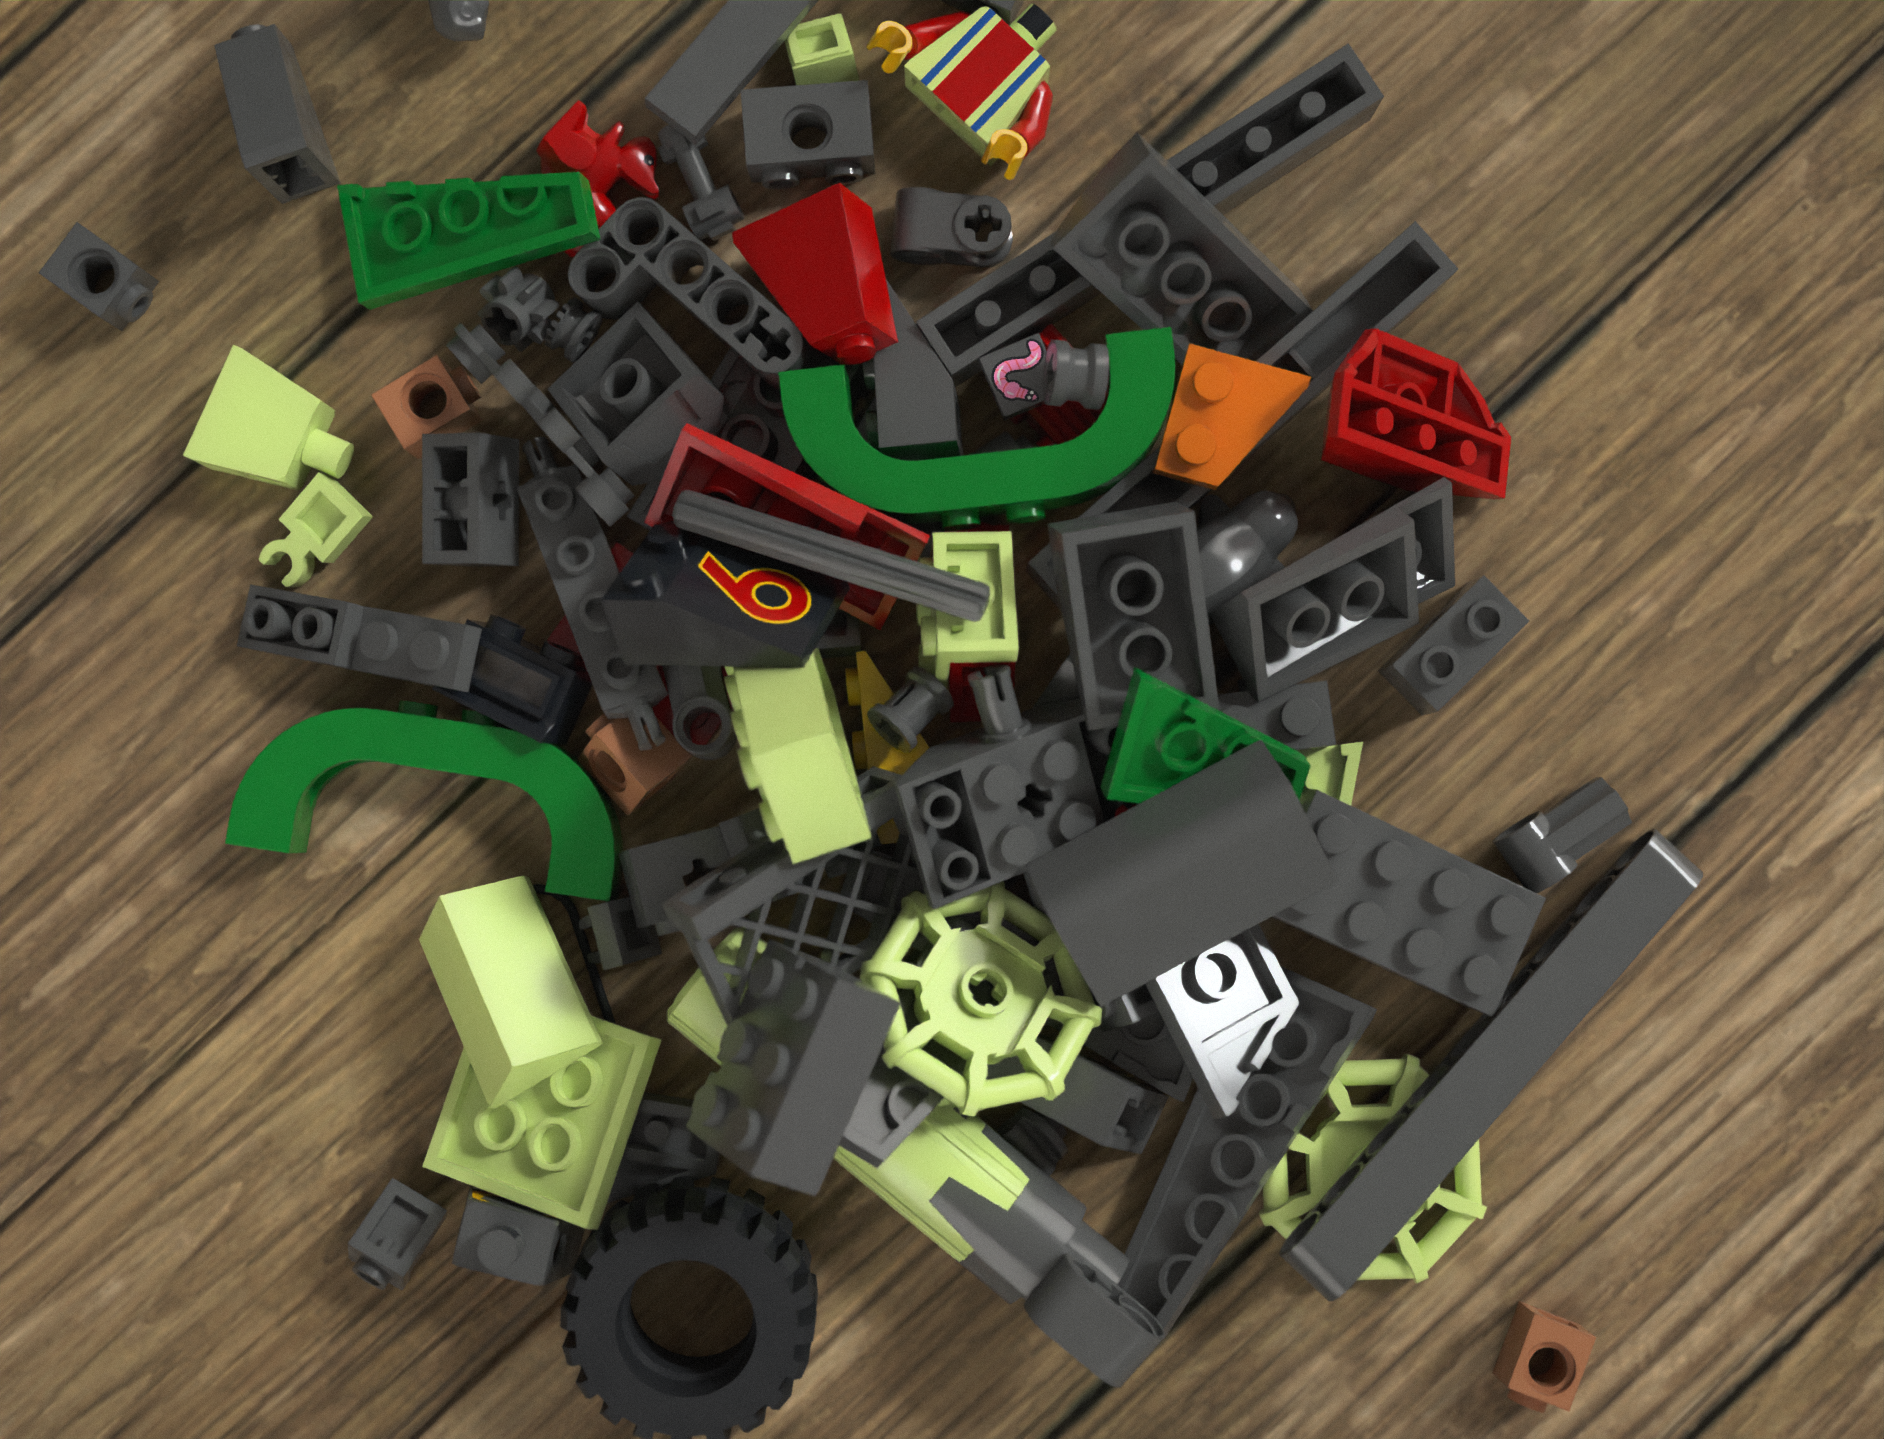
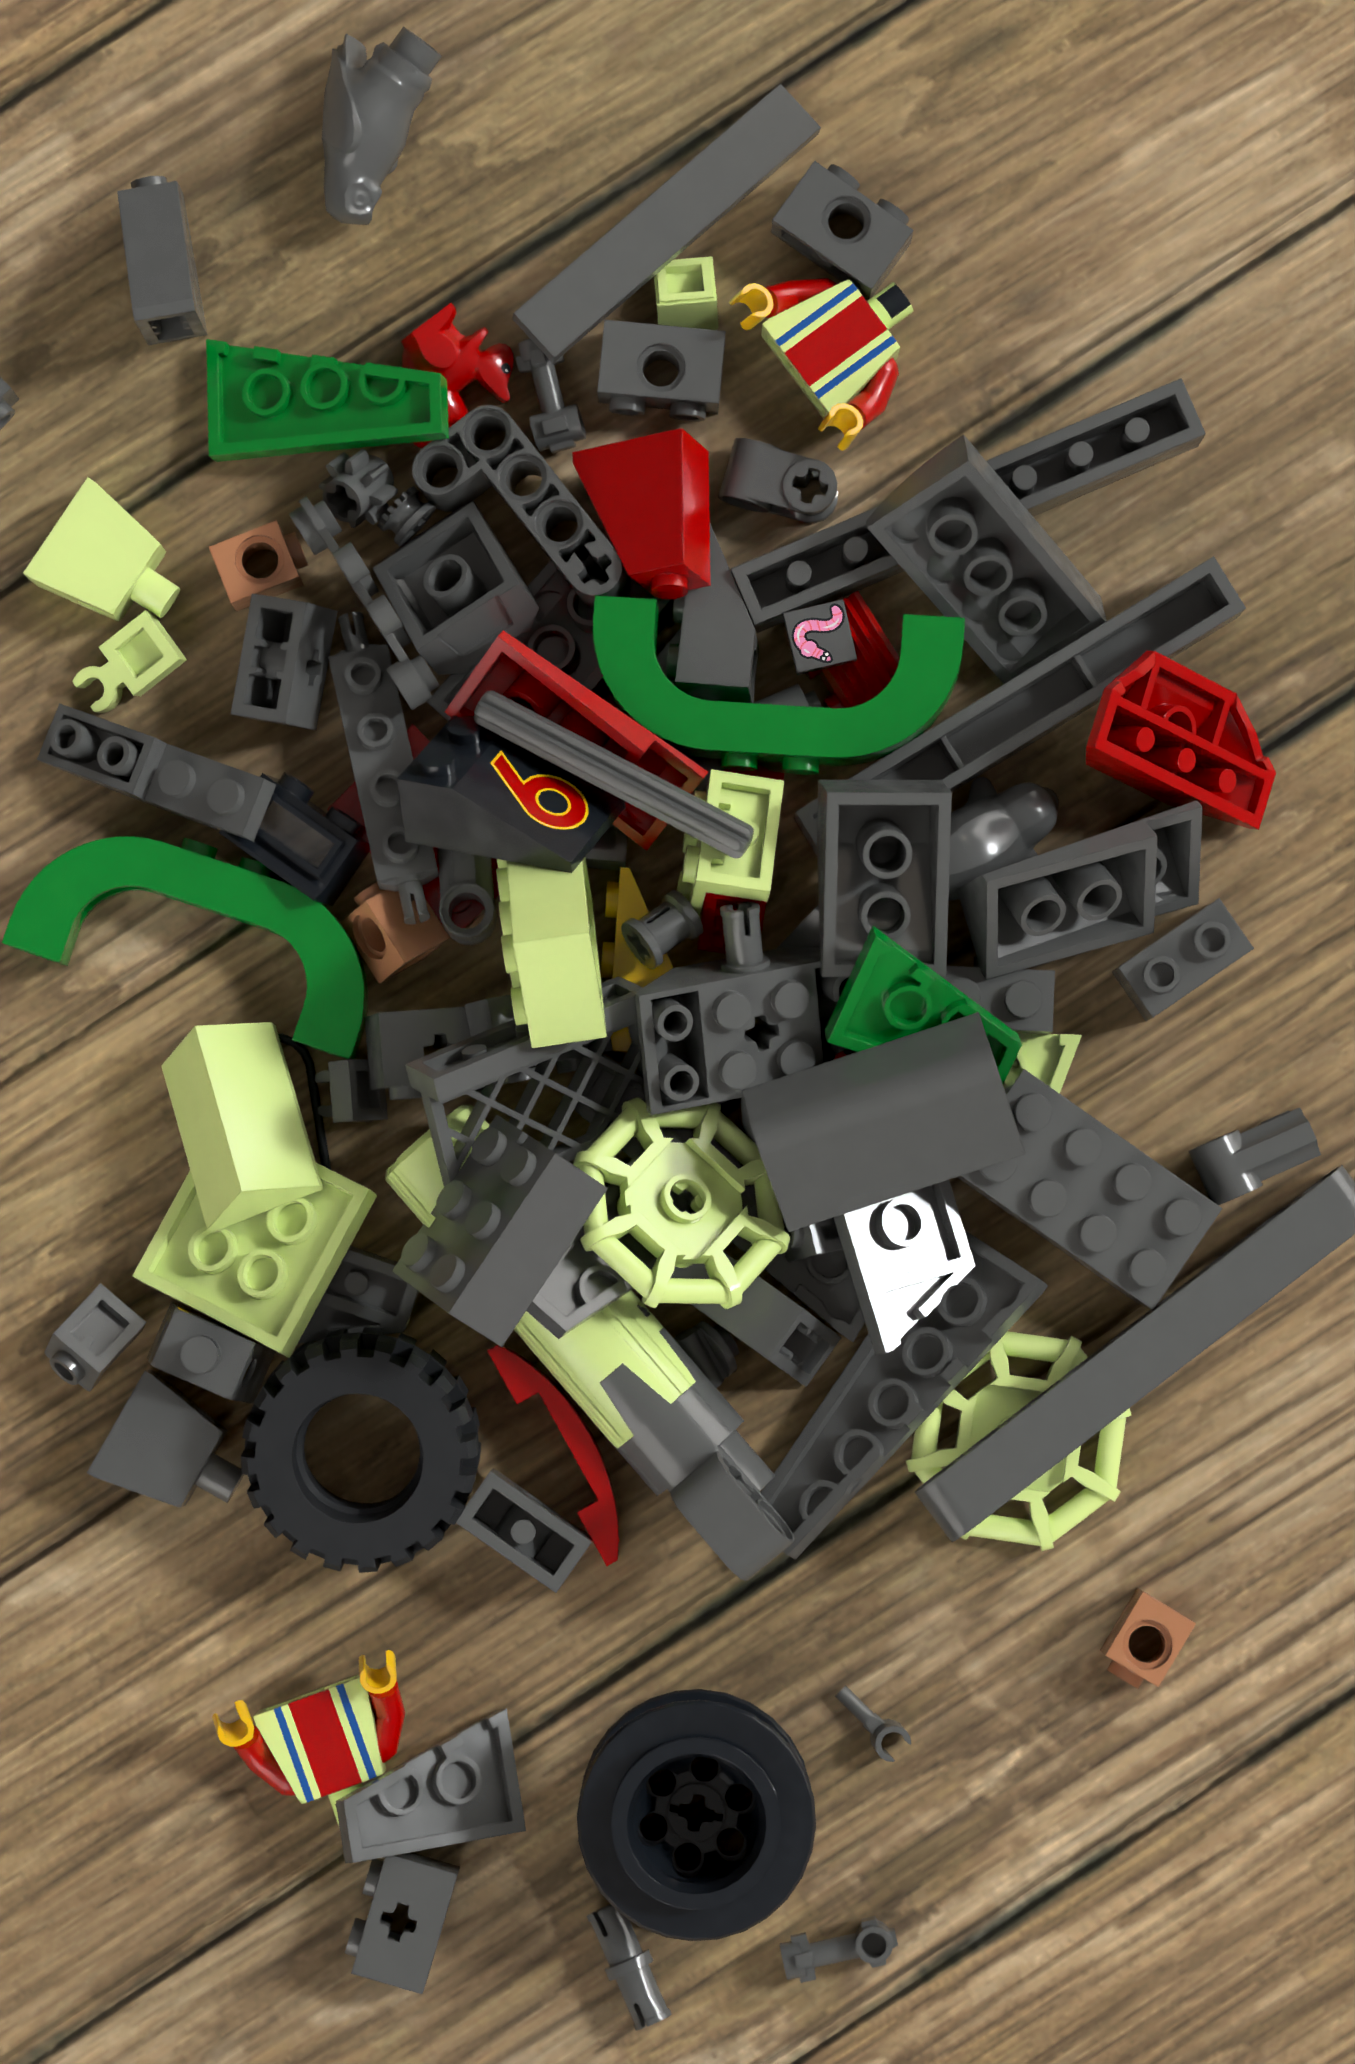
camera: 10 degrees right, 0 degrees up
(487, 1339) = (165, 1447): none -> dark grey torso
(878, 1362) = (524, 1530): none -> dark grey brick
(952, 1328) = (600, 1515): none -> red slope
(1075, 374) = (869, 646): dark grey wheel -> none
(1221, 414) = (999, 706): orange wing -> none

